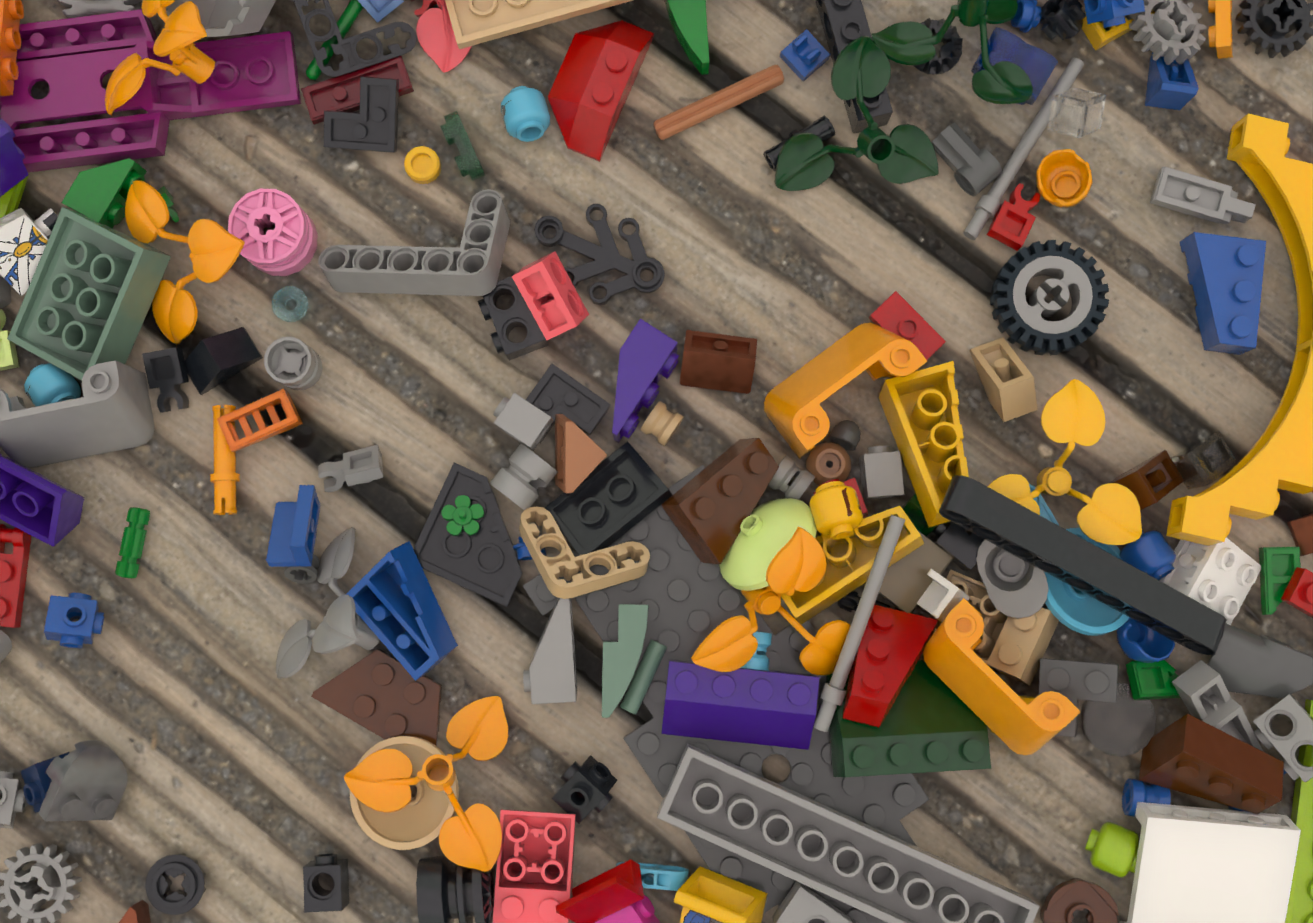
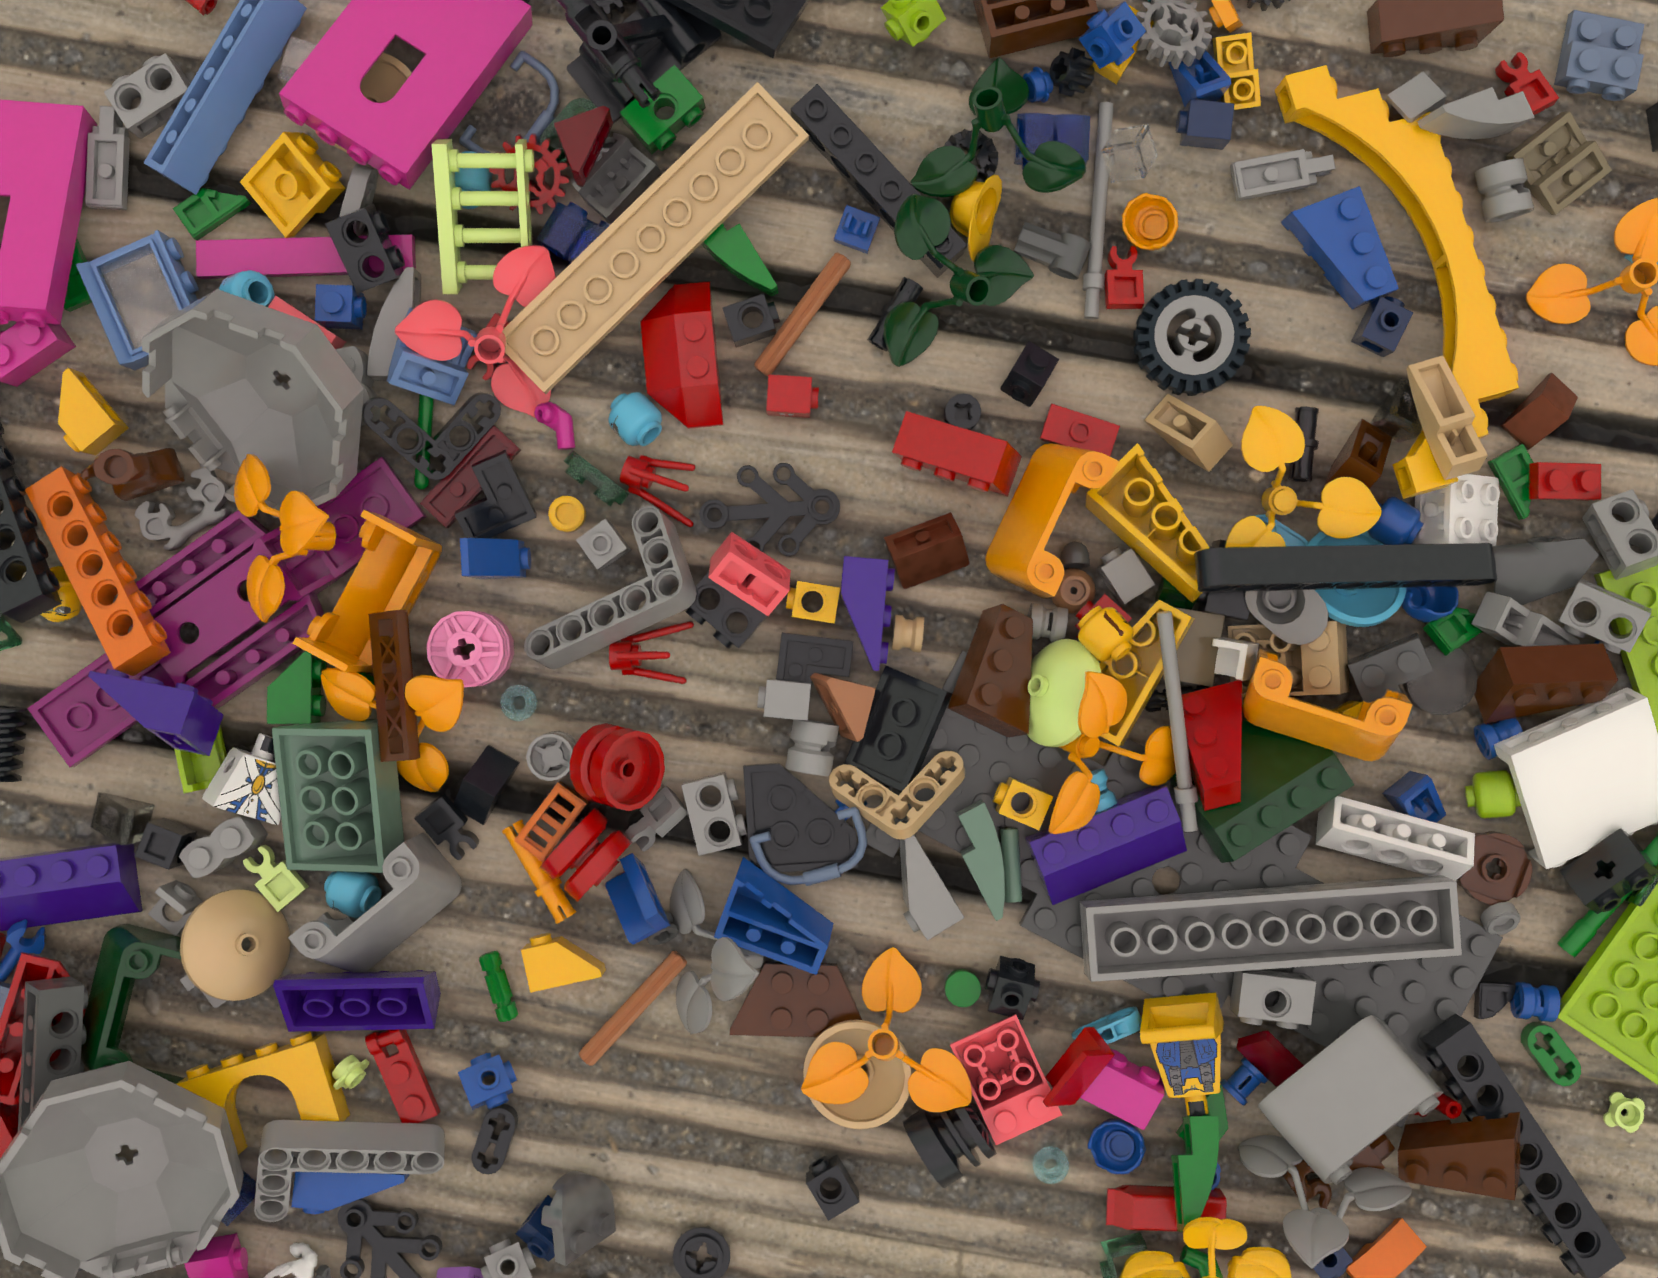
camera: 30 degrees left, 5 degrees up
(47, 671) = (502, 1141): none -> black beam
(194, 548) = (557, 963): none -> yellow slope
(196, 201) = (391, 673): none -> reddish brown fence
(217, 146) = (384, 580): none -> light orange windscreen
(239, 626) = (632, 1008): none -> nougat axle
(271, 463) = (586, 855): none -> red wheel
(334, 162) = (494, 558): none -> blue slope
(342, 400) = (617, 766): none -> red wheel
(395, 487) = (704, 814): none -> light grey brick
(408, 312) = (626, 654): none -> red plant
(438, 205) = (603, 545): none -> light grey brick
(459, 82) = (559, 421): none -> dark pink arm
(463, 516) = (777, 809): green plant -> none
(471, 594) = (820, 874): none -> sand blue piece
(505, 164) = (640, 473): none -> red plant
(541, 767) = (962, 988): none -> green tile
(603, 365) = (830, 602): none -> yellow brick
(663, 69) = (736, 312): none -> black brick
(670, 164) = (791, 396): none -> red brick
(695, 636) = (1033, 814): none -> yellow brick
(790, 289) = (956, 454): none -> red wedge
(812, 265) = (959, 416): none -> black wheel
(889, 255) = (1029, 374): none -> black bracket
(916, 91) = (974, 212): none -> yellow piece
(1003, 840) = (1395, 838): none -> white brick
(1040, 819) = (1416, 797): none -> blue slope
(1094, 455) = (1307, 421): none -> black pin
(1156, 120) = (1205, 124): none -> dark blue brick
(1213, 80) = (1235, 57): none -> yellow slope
(1224, 376) = (1382, 326): none -> dark blue brick
(1241, 479) = (1445, 418): none -> tan slope

